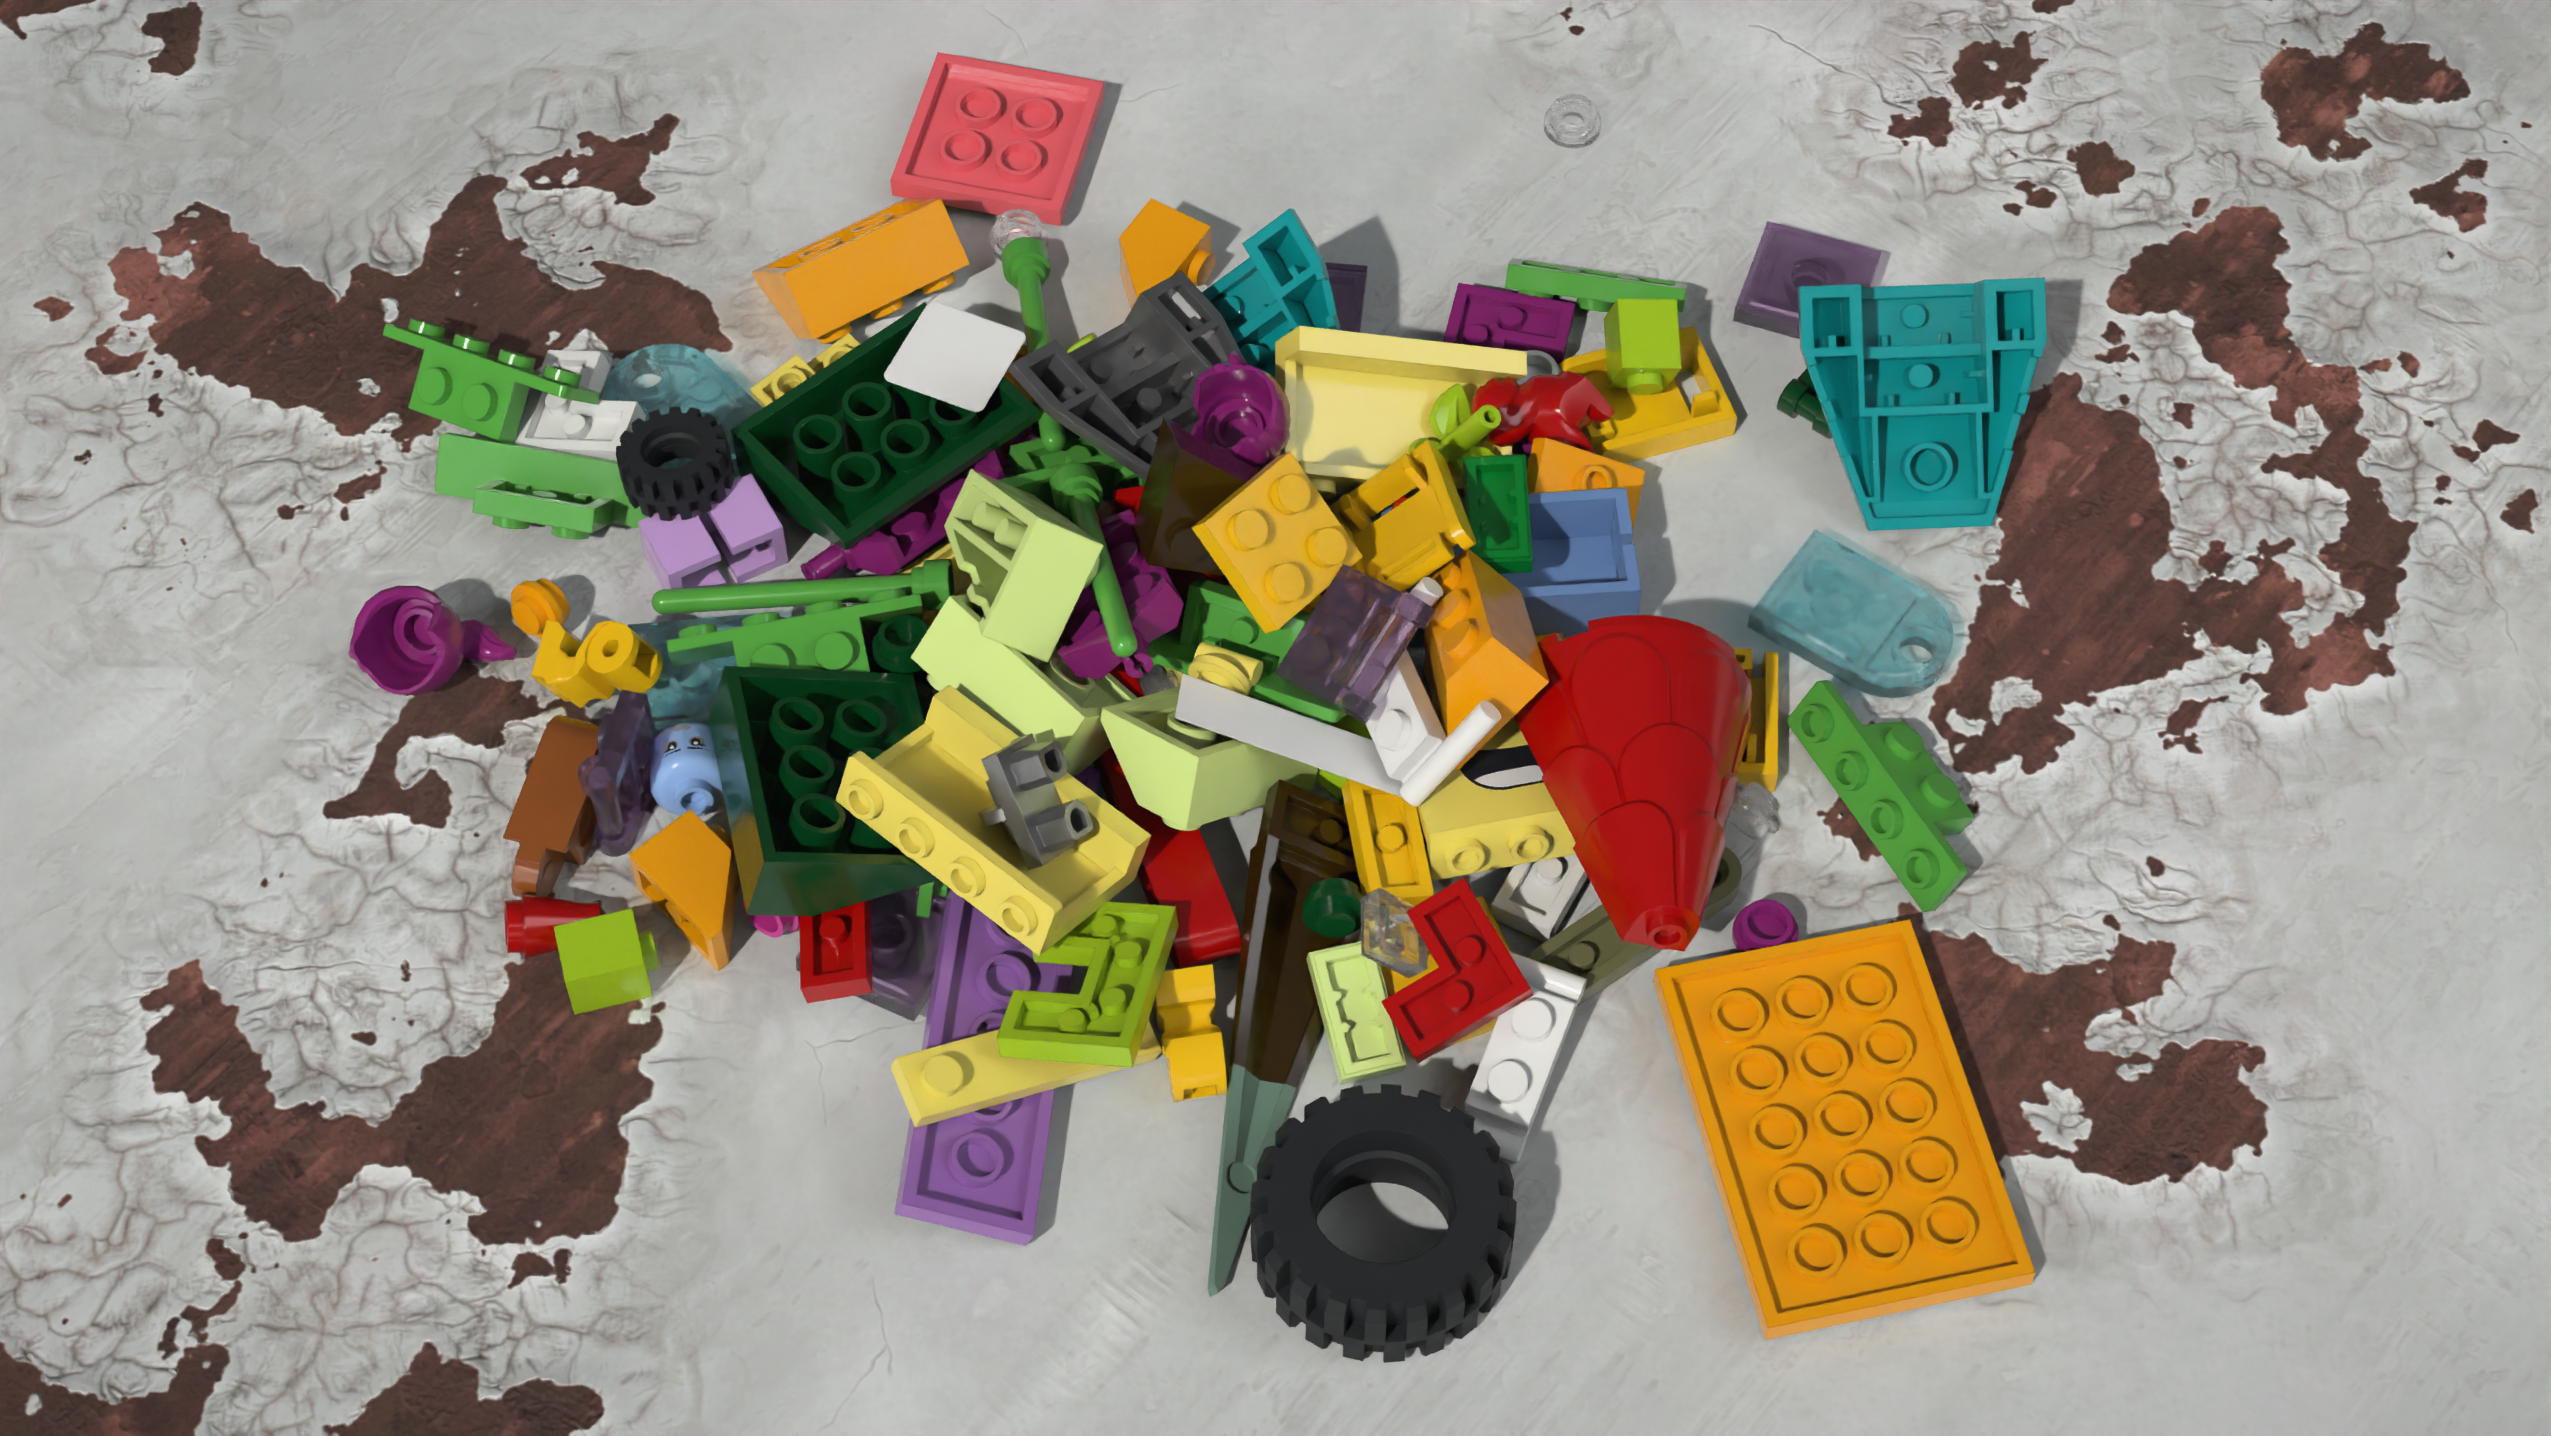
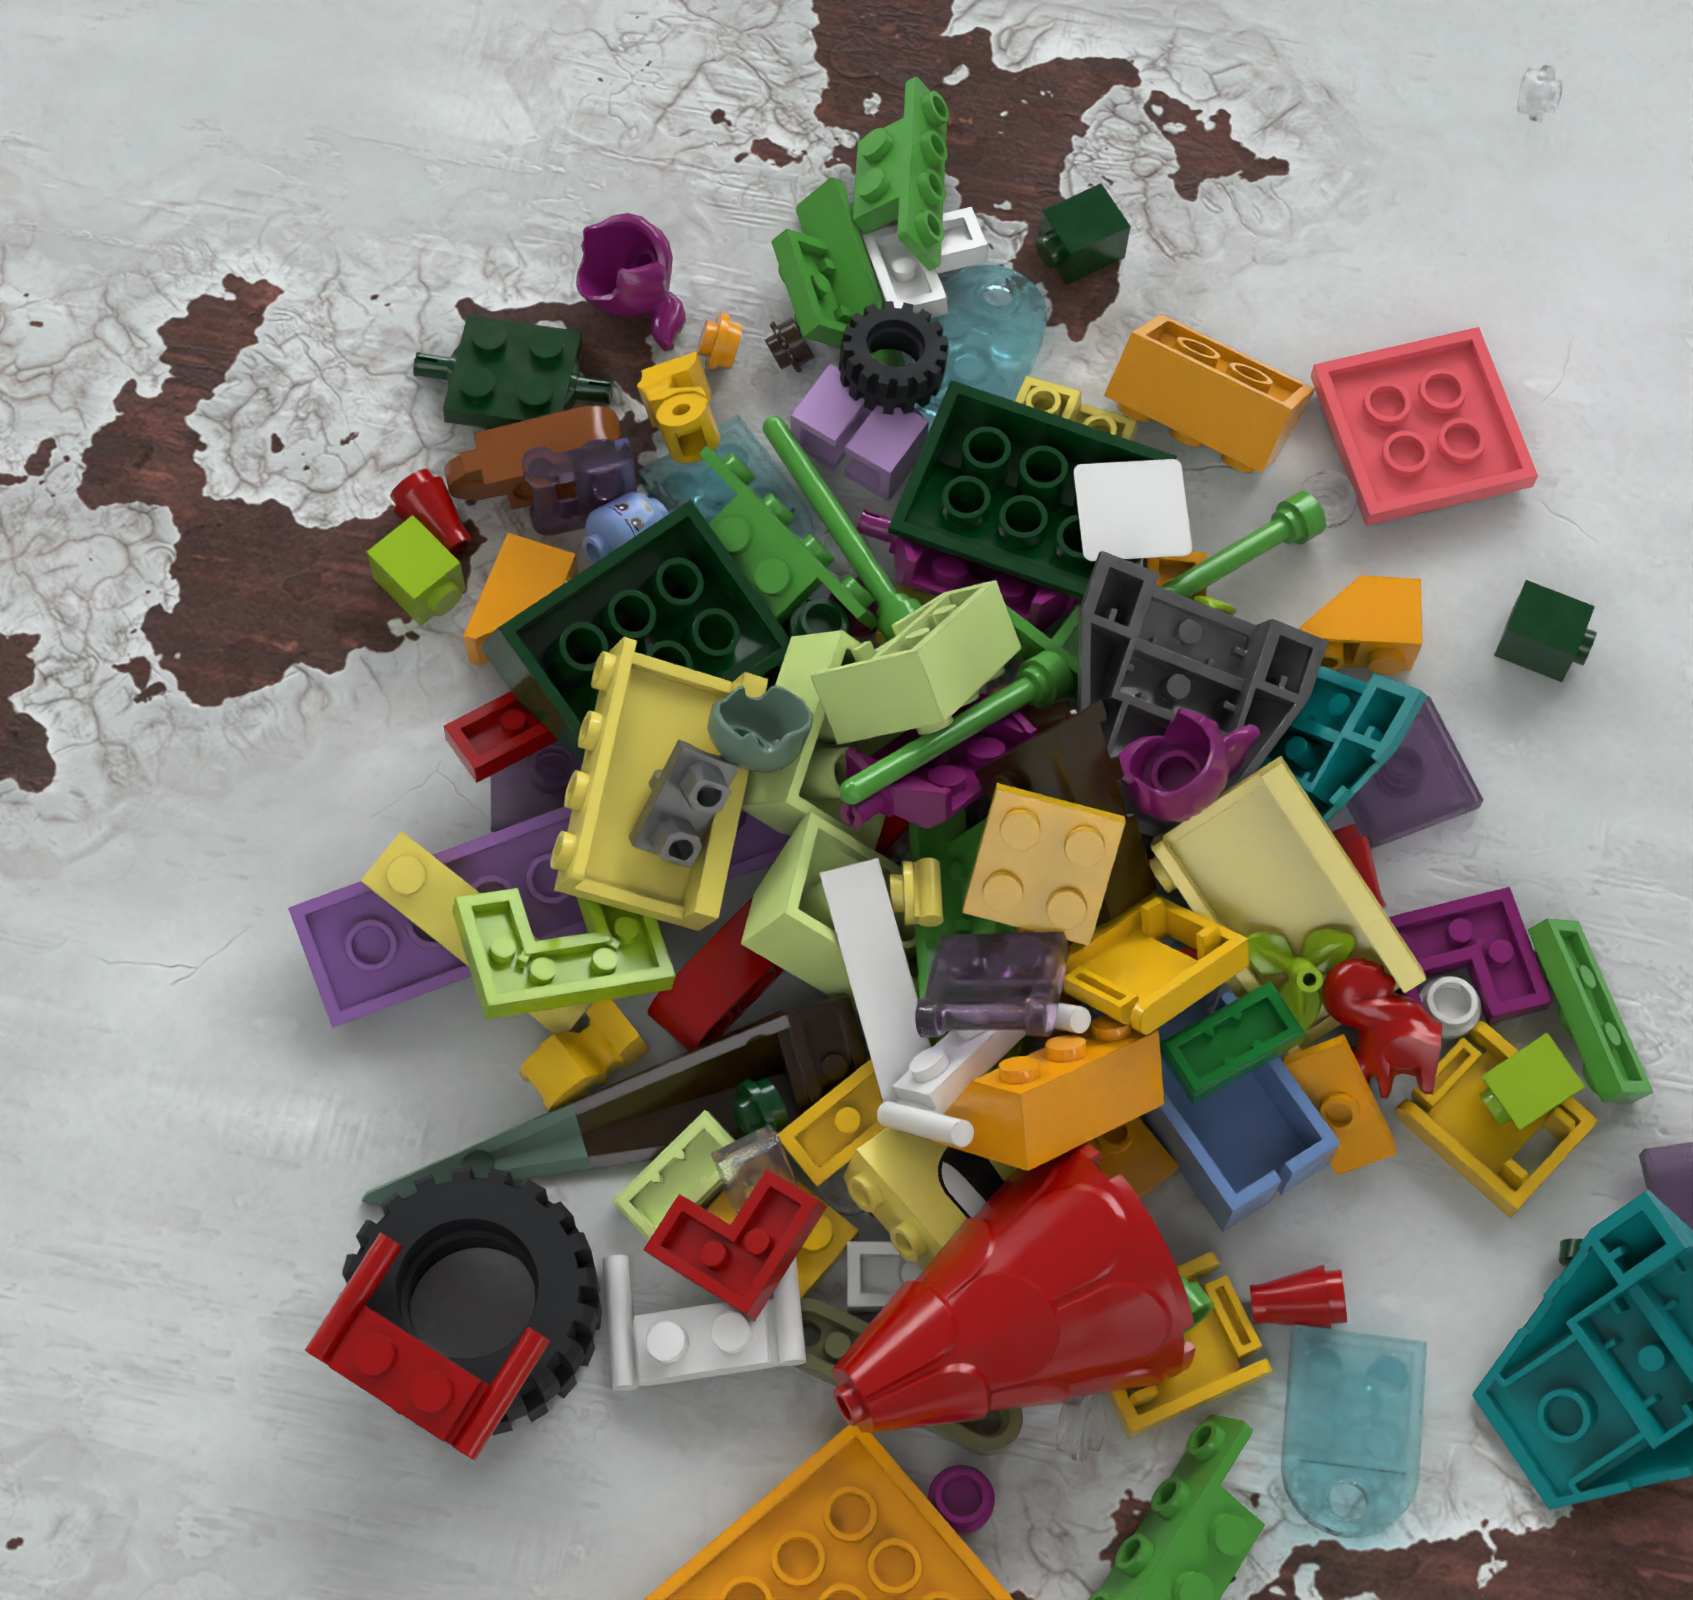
camera: 60 degrees right, 10 degrees up
(444, 796) = (511, 373): none -> dark green plate
(581, 557) = (788, 345): none -> dark brown plate
(637, 282) = (1082, 234): none -> dark green brick
(1007, 697) = (760, 731): none -> sand green hair
(1246, 148) = (1547, 632): none -> dark green brick
(1442, 1269) = (411, 1373): none -> red plate
(1731, 595) = (1303, 1298): none -> red cone

